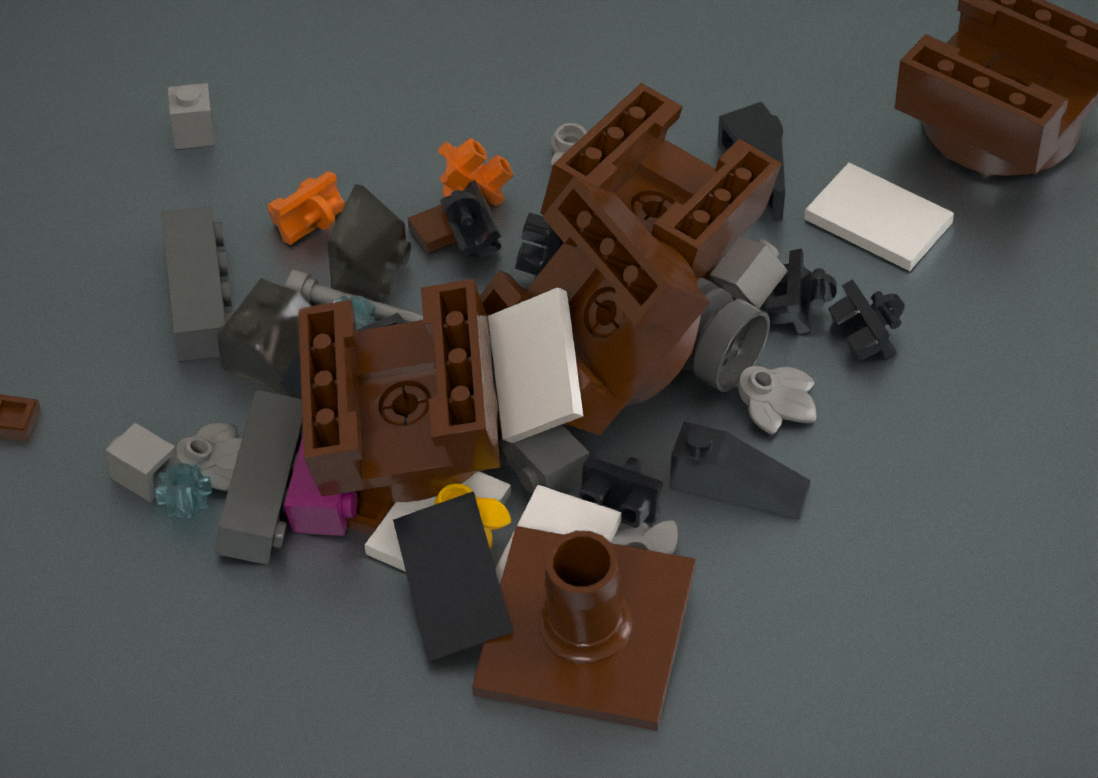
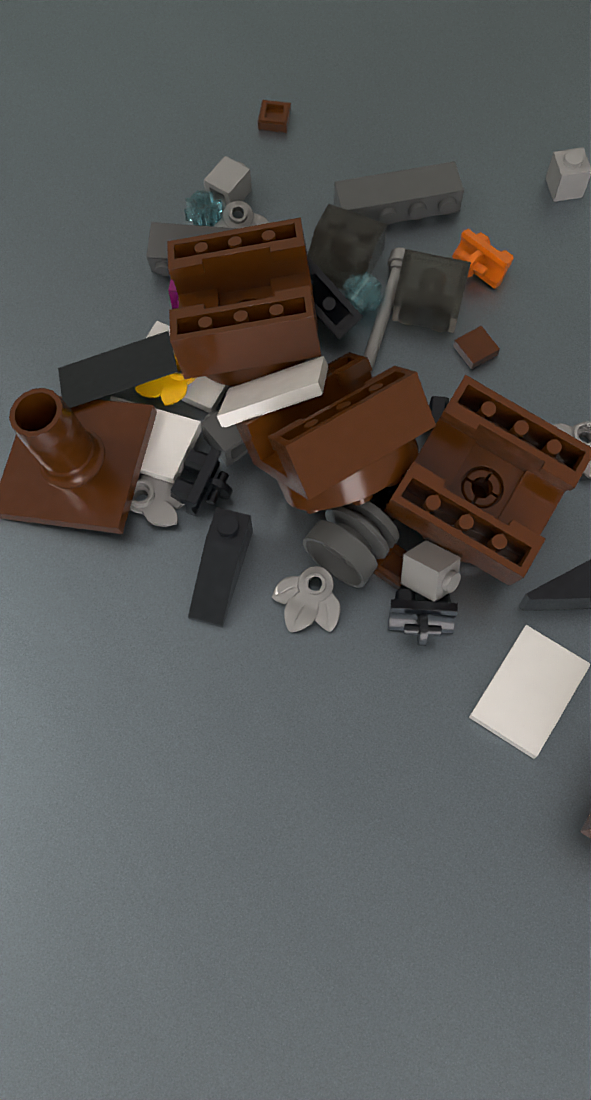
camera: 90 degrees right, 20 degrees up
(466, 164) = (525, 360): orange hips -> none
(472, 221) = (476, 360): black hips -> none
(873, 335) = (394, 675): black hips -> none

